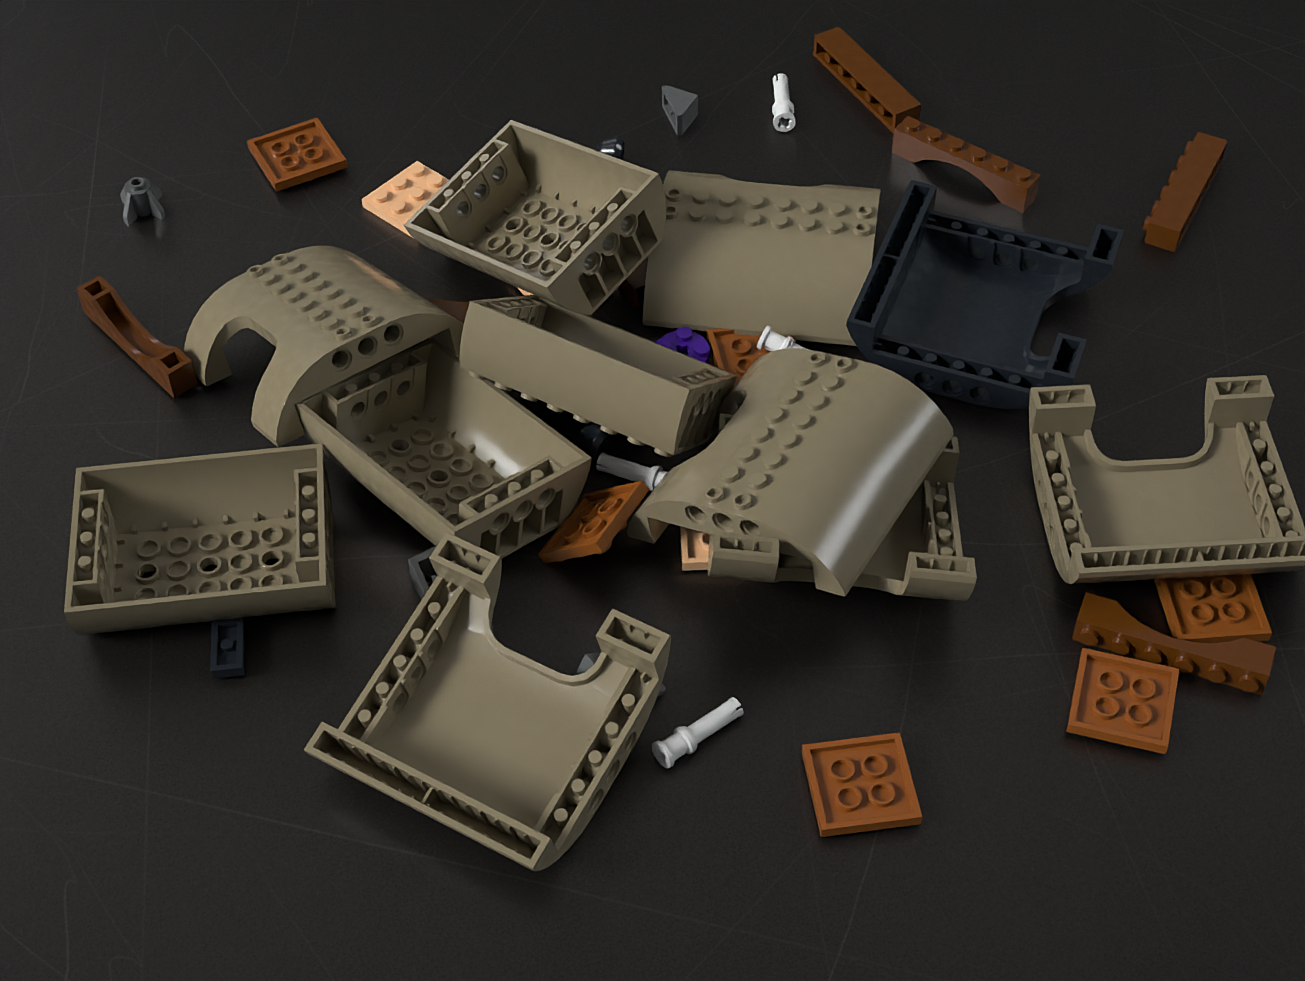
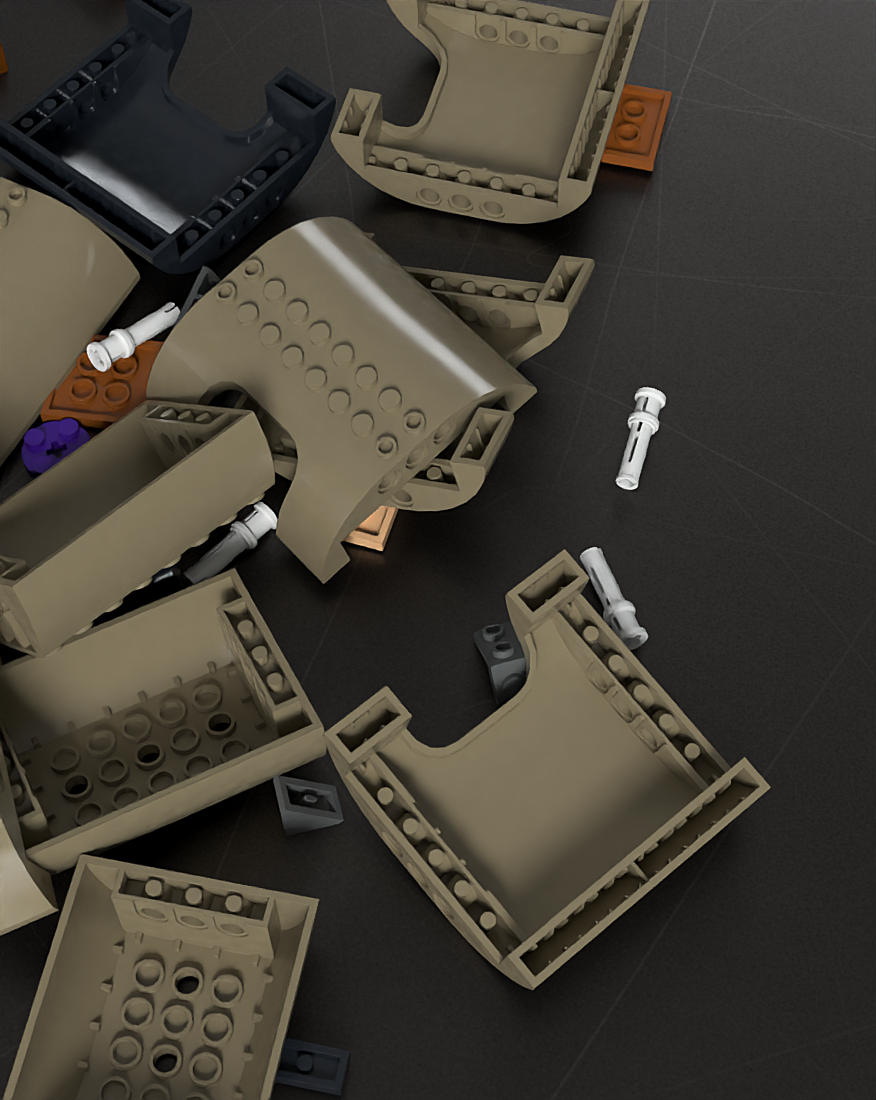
camera: 70 degrees left, 10 degrees up
(594, 522) = (306, 604): dark orange plate -> none
(861, 784) = (726, 476): dark orange plate -> none
(885, 708) = (642, 425): none -> white pin
(1123, 700) = (702, 232): dark orange plate -> none
(1234, 663) = (616, 207): reddish brown arch -> none

